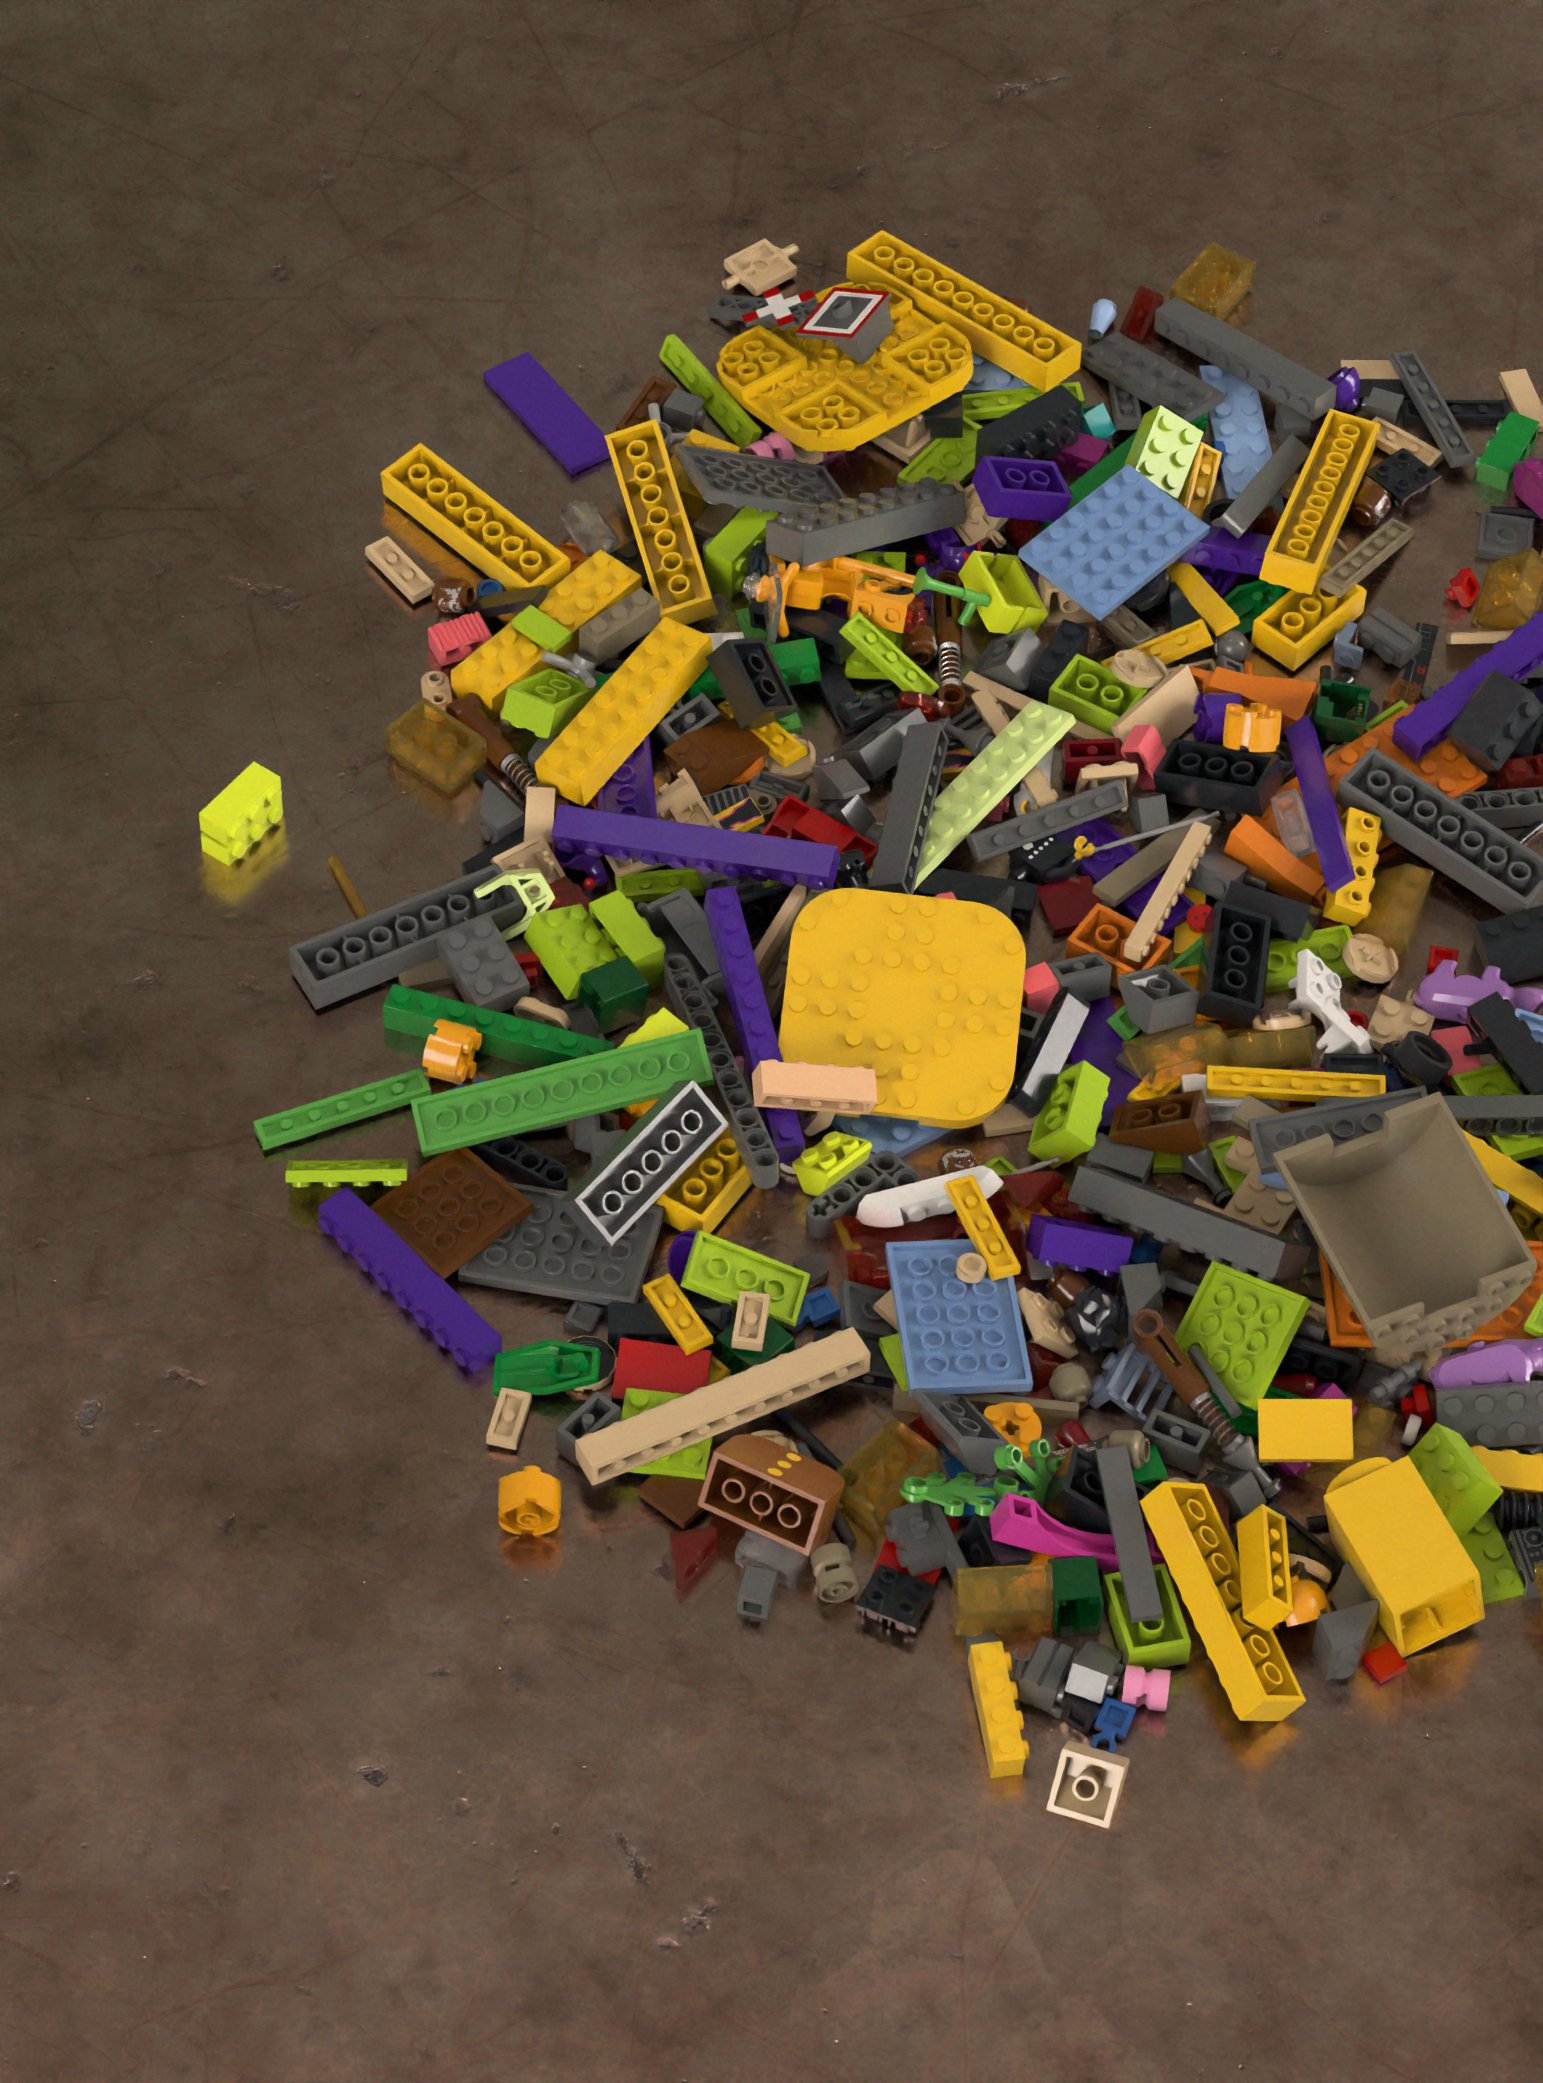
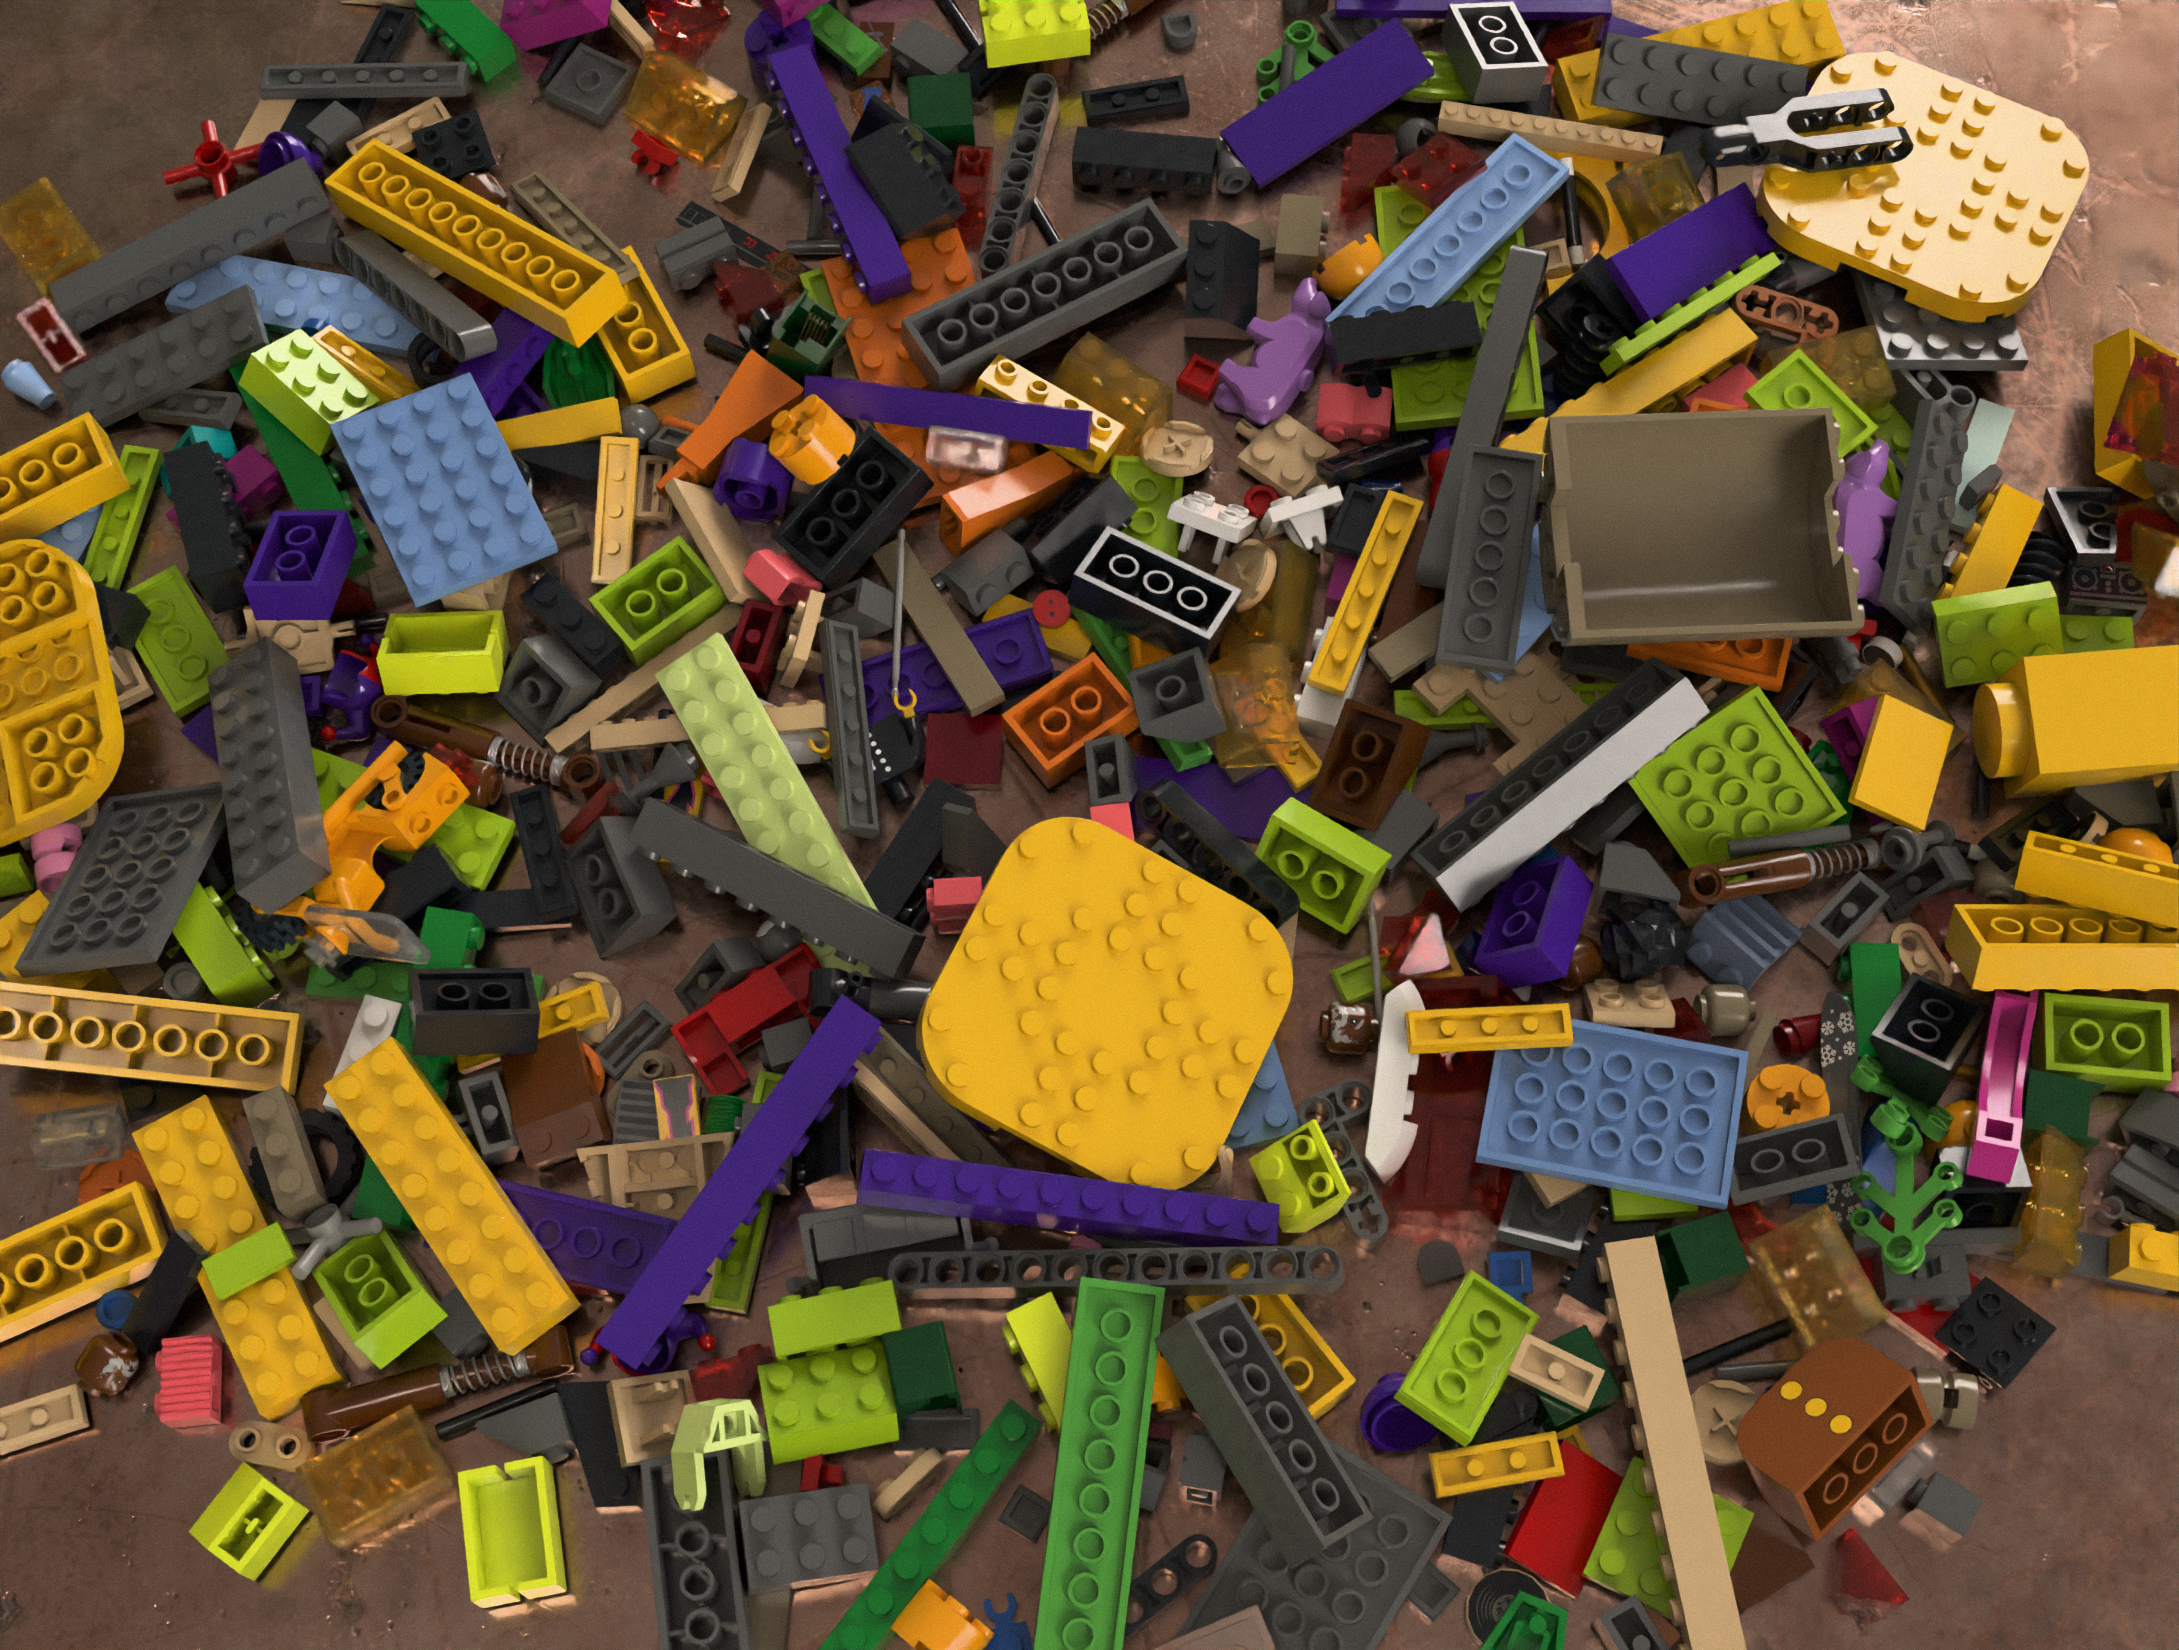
camera: 65 degrees left, 15 degrees up
(382, 696) = (248, 1522): none -> neon yellow slope
(429, 821) = (511, 1532): none -> neon yellow piece
(539, 812) = (569, 1372): tan tile -> none
(814, 1087) = (1216, 1161): light nougat brick -> none
(837, 779) = (678, 957): dark grey slope -> none
(872, 1401) = (1701, 1258): none -> dark green piece
(887, 656) = (497, 826): lime tile -> none
(971, 1268) = (1550, 1064): tan tile -> none
(973, 598) = (415, 735): bright green piece -> none
(1128, 1534) = (2010, 1018): dark grey tile -> none
(1137, 1445) = (1868, 977): dark tan head -> none
(1138, 670) = (645, 538): tan tile -> none
(1167, 892) = (1022, 628): tan piece -> none
(1322, 350) = (213, 162): none -> red bar
(1345, 651) = (684, 304): sand blue bracket -> none
(1373, 673) = (745, 290): none -> clear red slope
(1423, 1057) = (1372, 440): black tyre -> none

